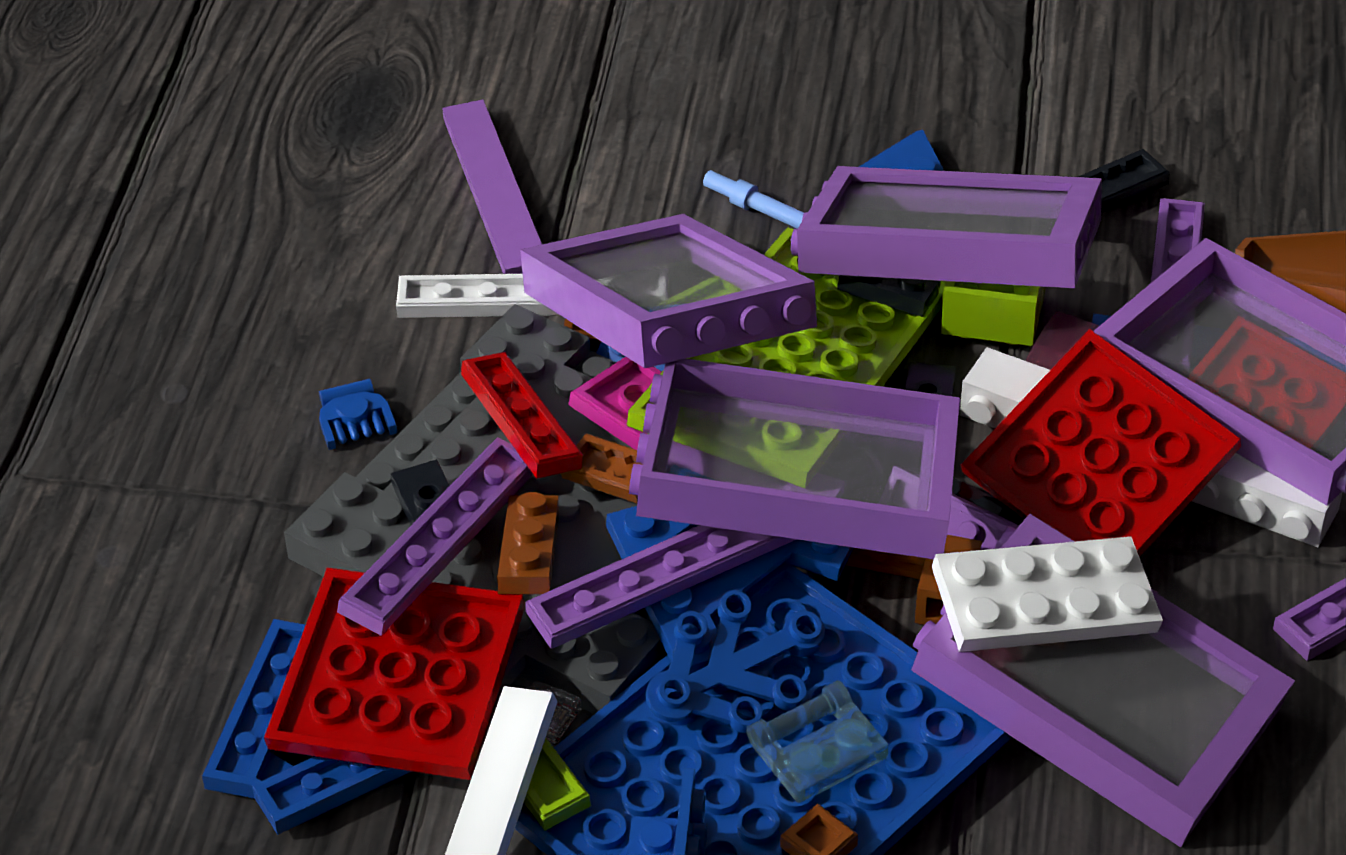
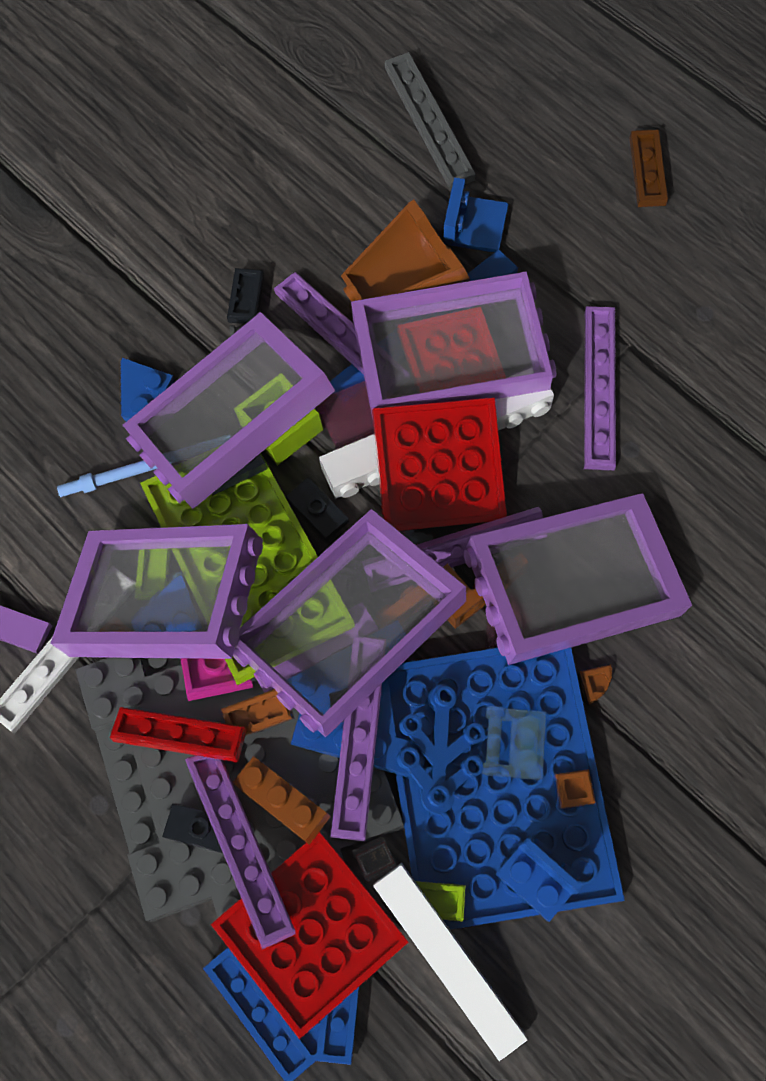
camera: 50 degrees left, 25 degrees up
(352, 409) = (69, 810): blue piece -> none
(991, 804) = (595, 682): none -> dark orange tile
(1046, 594) = (529, 571): white plate -> none

